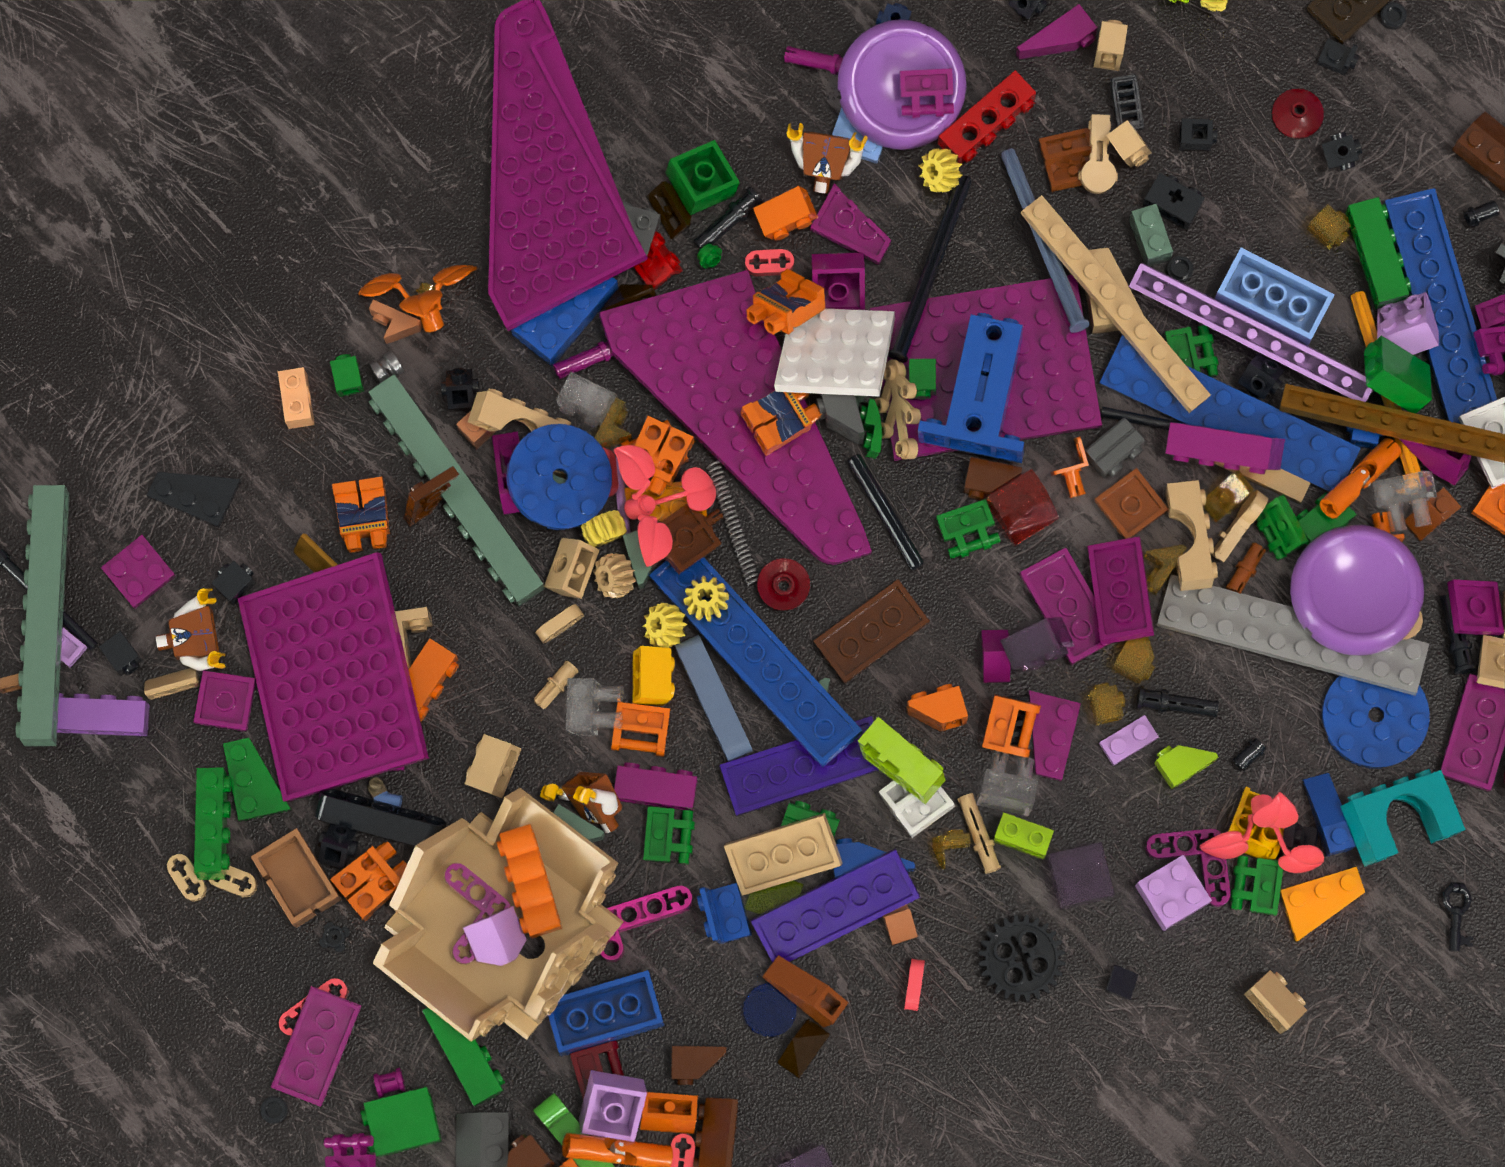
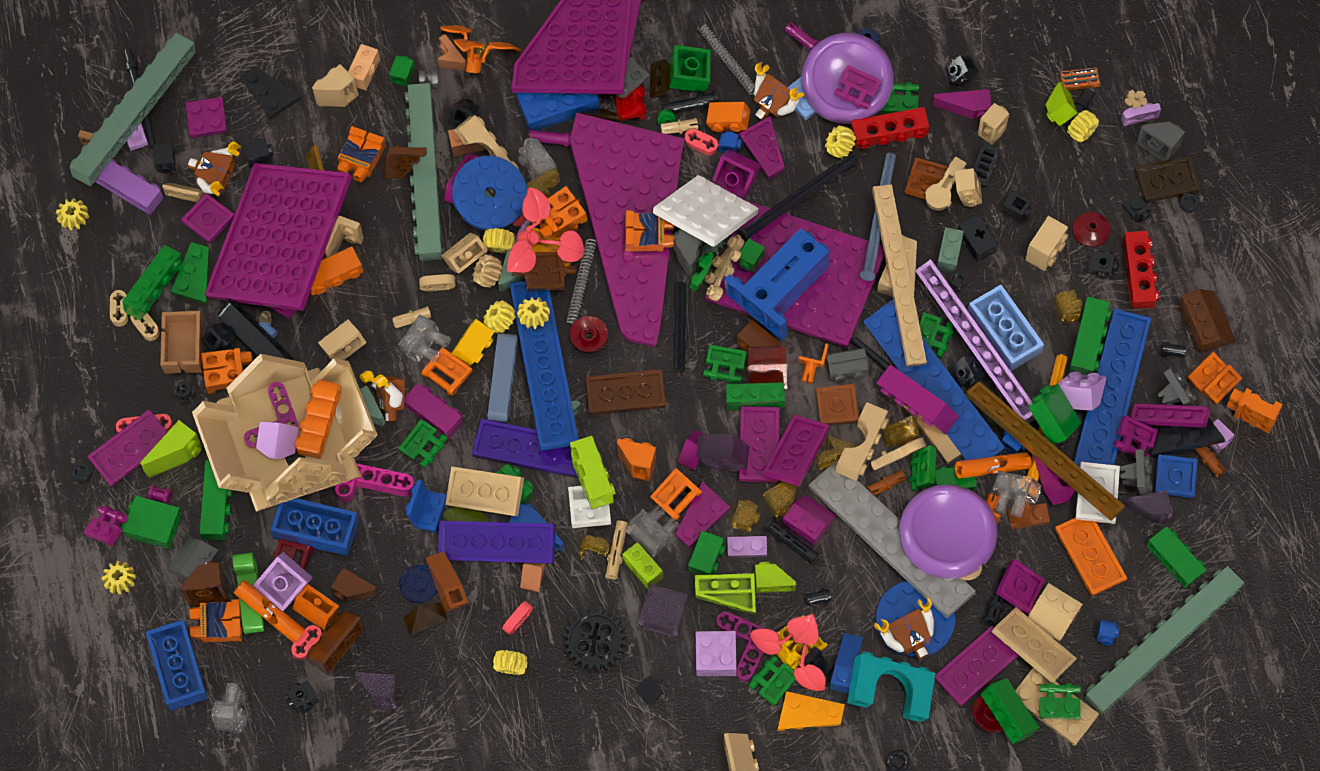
camera: 30 degrees right, 10 degrees down
(42, 796) = (68, 220): none -> light yellow gear
(282, 446) = (336, 88): none -> tan slope
(374, 1016) = (172, 450): none -> lime slope
(732, 257) = (679, 126): none -> tan axle
(738, 138) = (727, 56): none -> light grey piece
(787, 303) = (694, 167): orange hips -> none
(805, 244) = (730, 141): none -> blue plate
(941, 1045) = (510, 662): none -> light yellow gear
(984, 76) = (902, 102): none -> green plate
(1029, 549) = (755, 395): none -> green brick
(1089, 778) = (706, 554): none -> green brick
(1143, 808) = (728, 590): none -> lime wedge
(1182, 665) = (808, 519): none -> magenta slope
(1262, 163) = (1047, 243): none -> tan brick
(1386, 737) = (910, 632): none -> torso
(1402, 169) = (1139, 297): none -> red brick

